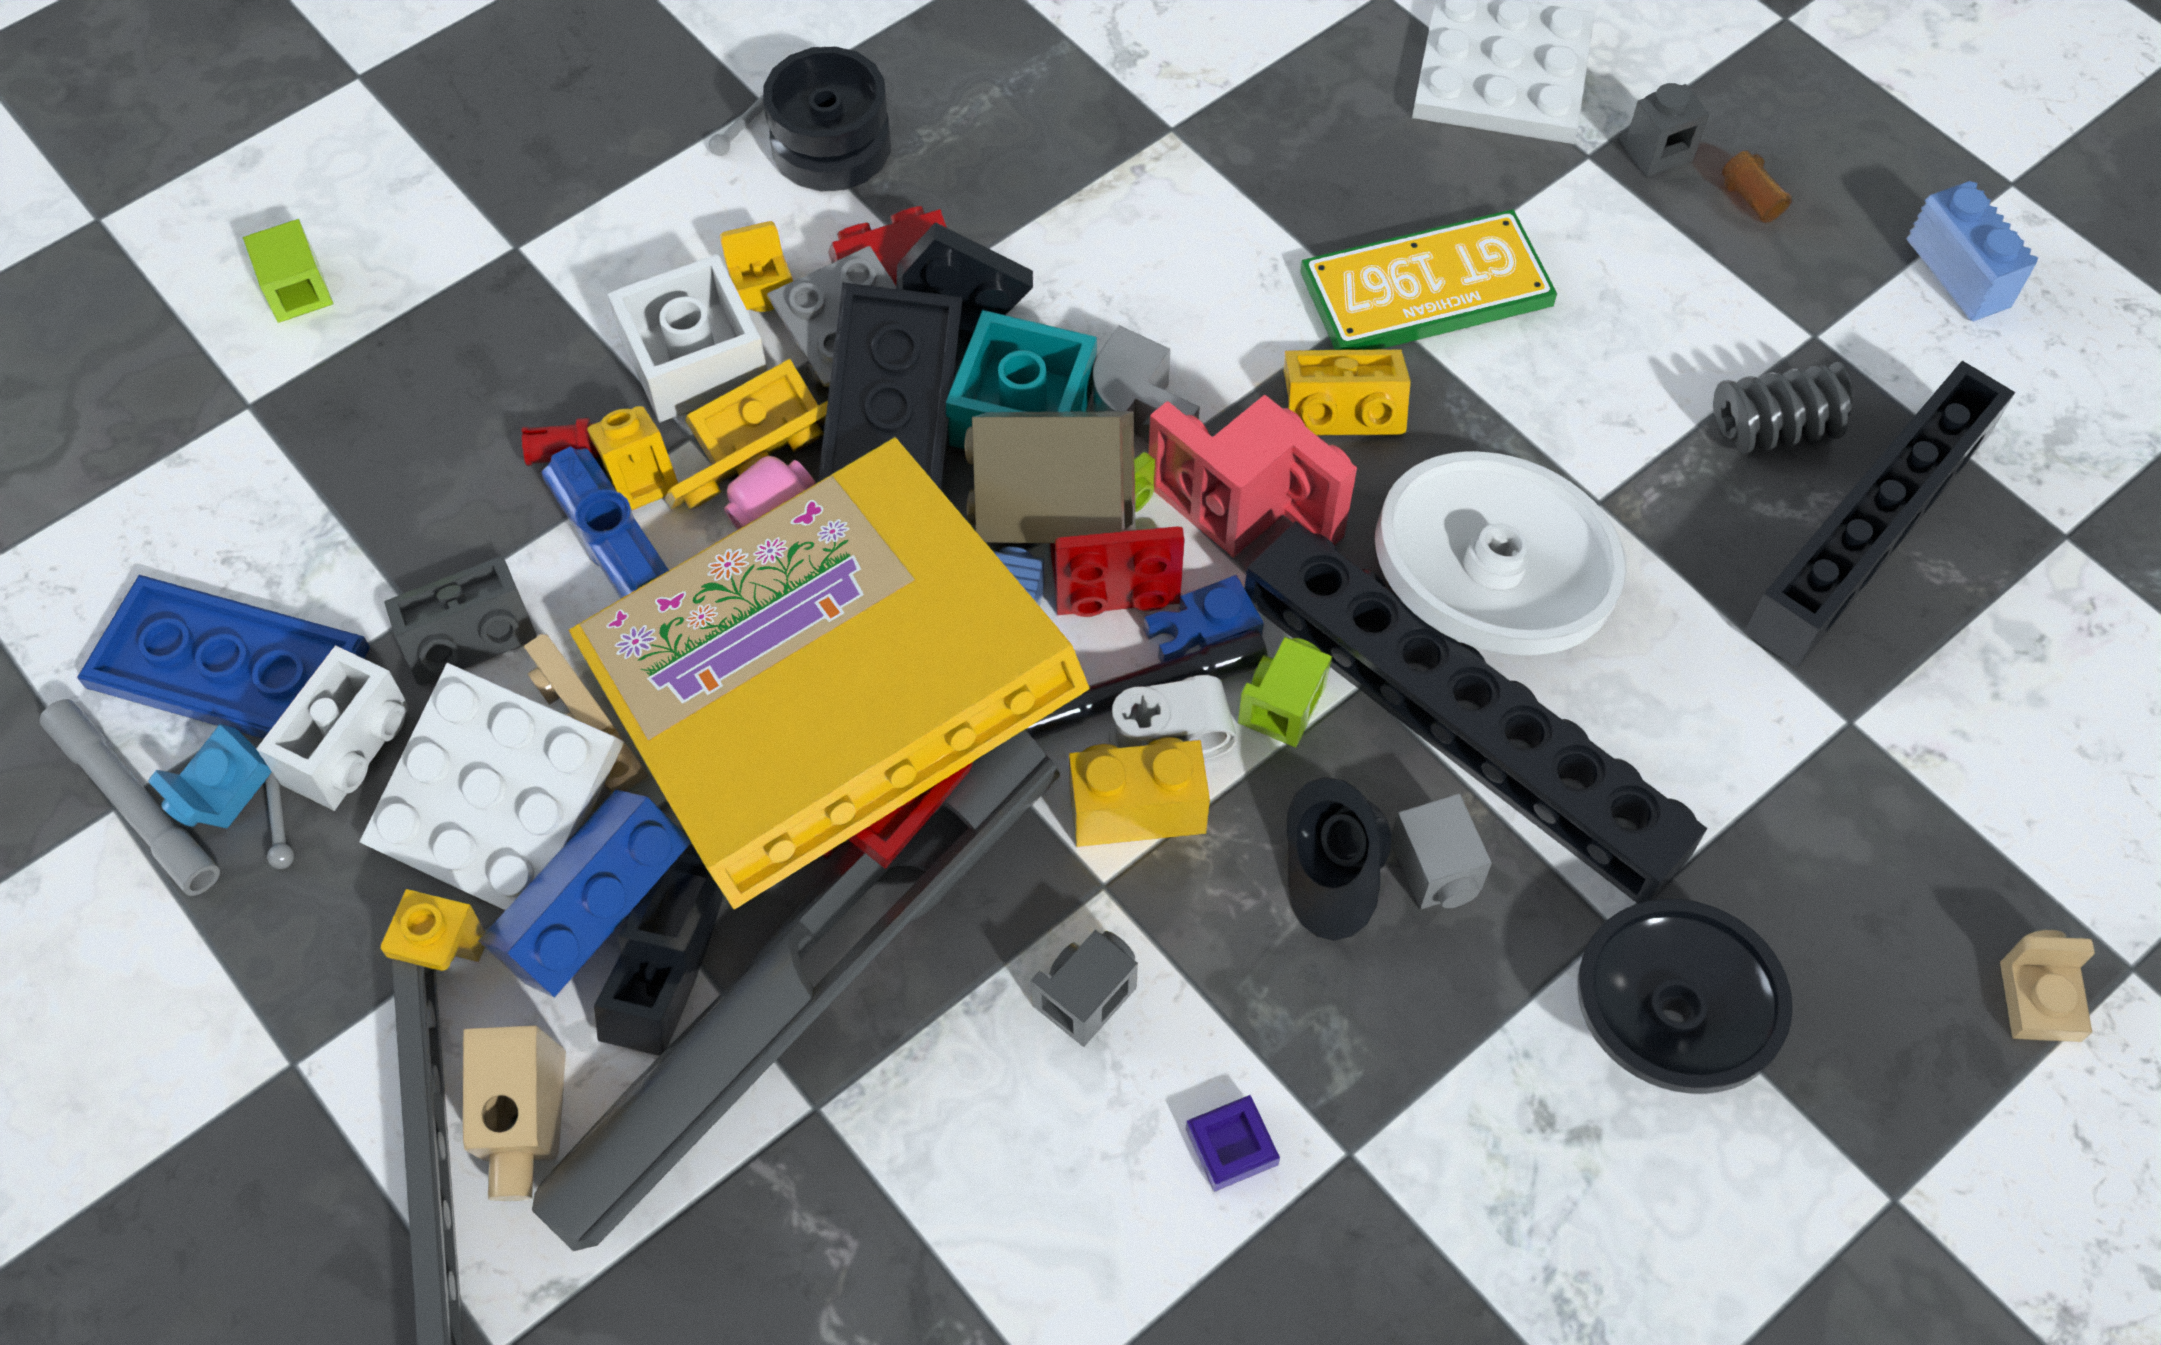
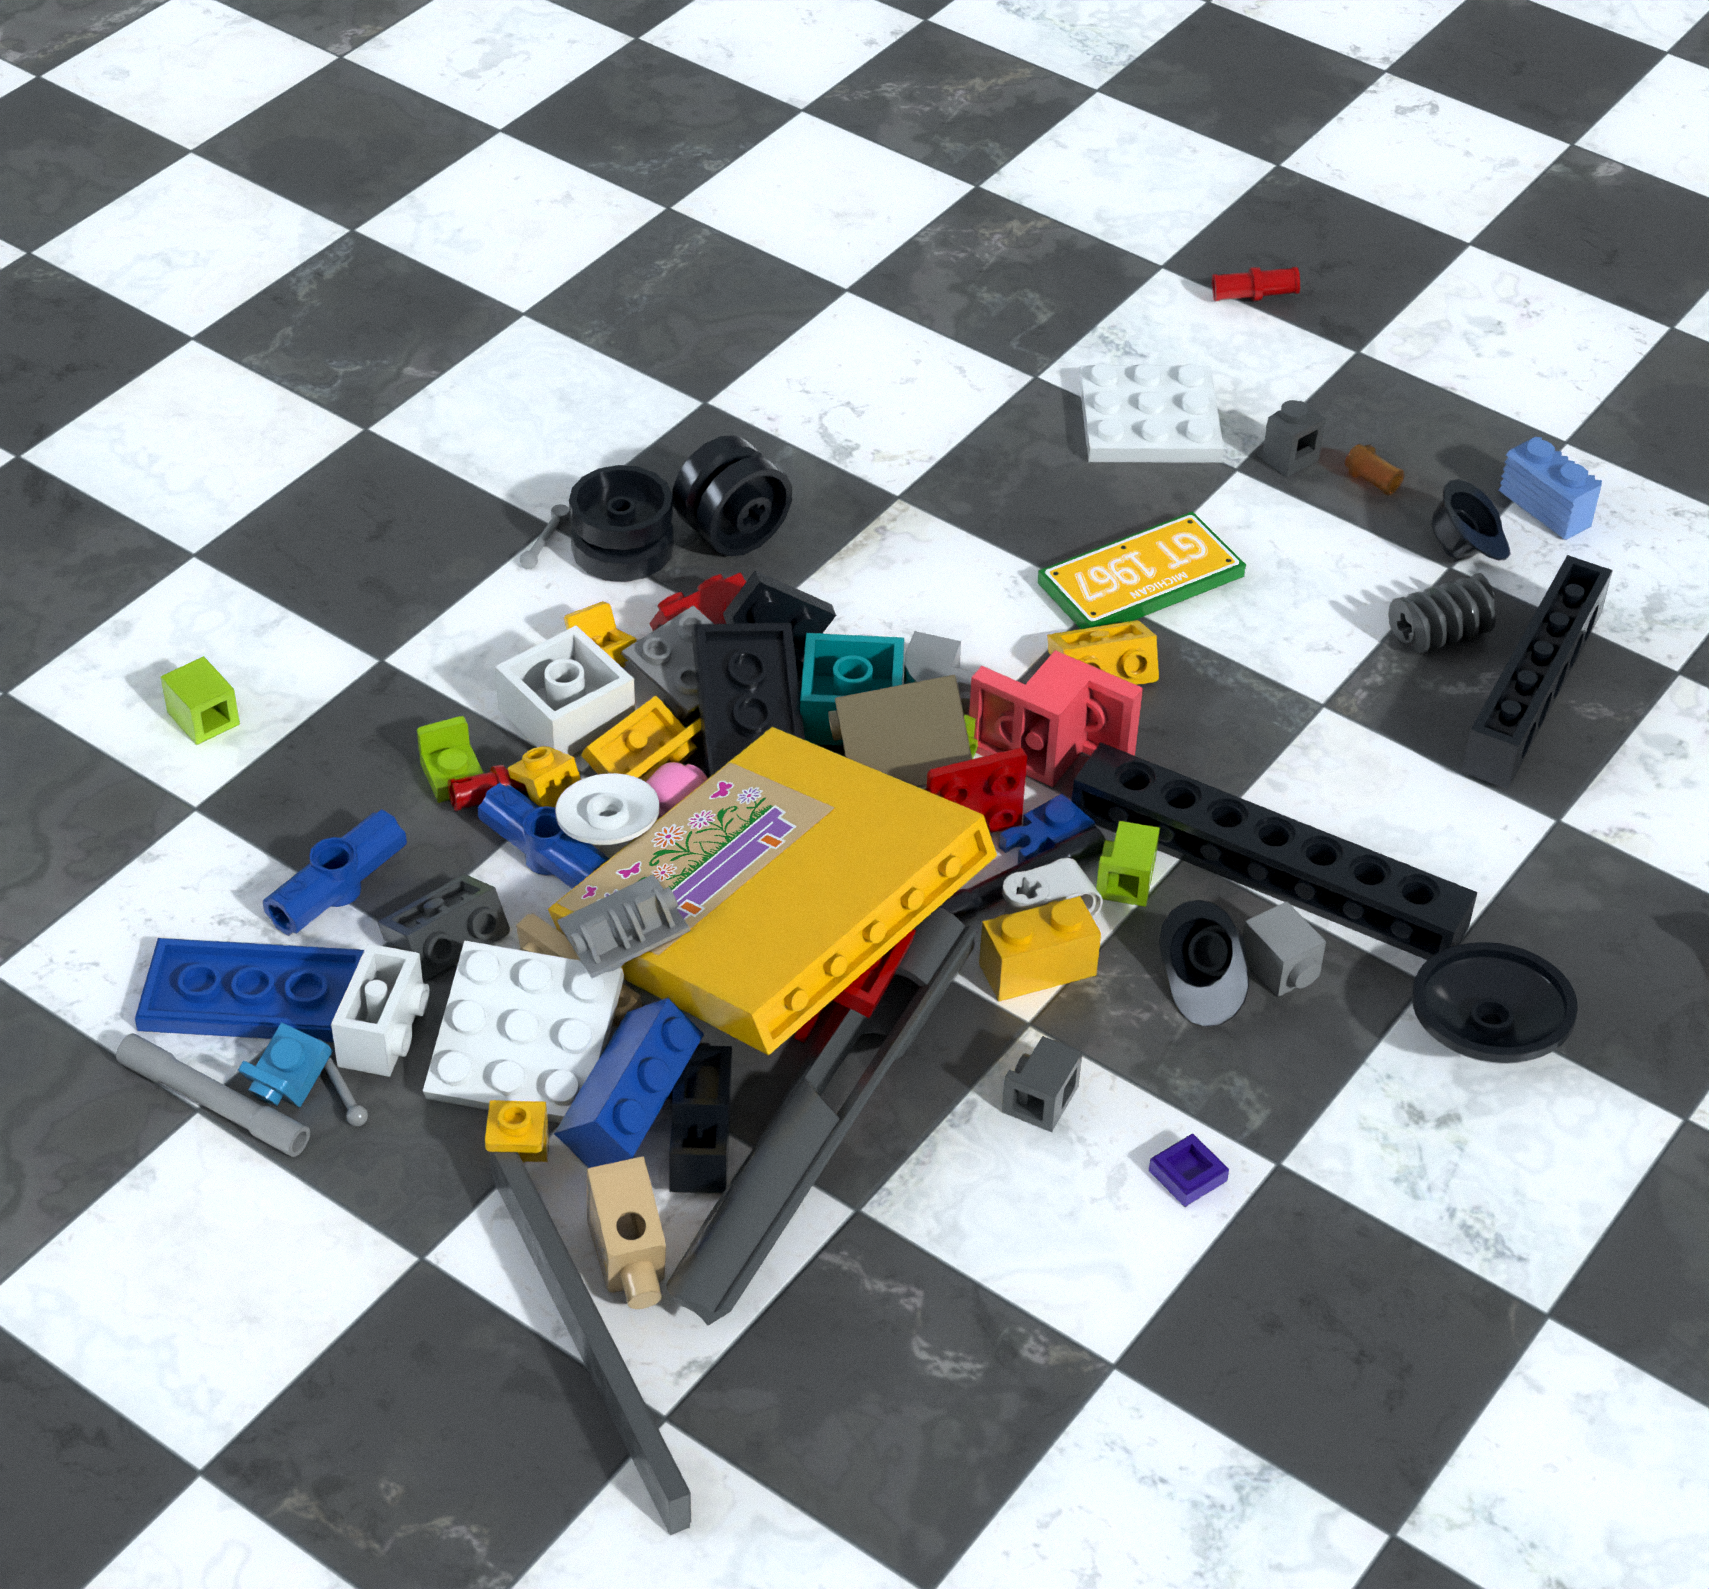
camera: 15 degrees left, 15 degrees down
(358, 526) = (334, 872): none -> blue piece
(538, 390) = (446, 754): none -> lime bracket
(626, 685) = (623, 925): none -> light grey hinge
(674, 510) = (607, 809): none -> white dish
(961, 104) = (732, 495): none -> black wheel
(1500, 553) = (1262, 740): white dish -> none
(1853, 286) = (1469, 523): none -> black piece

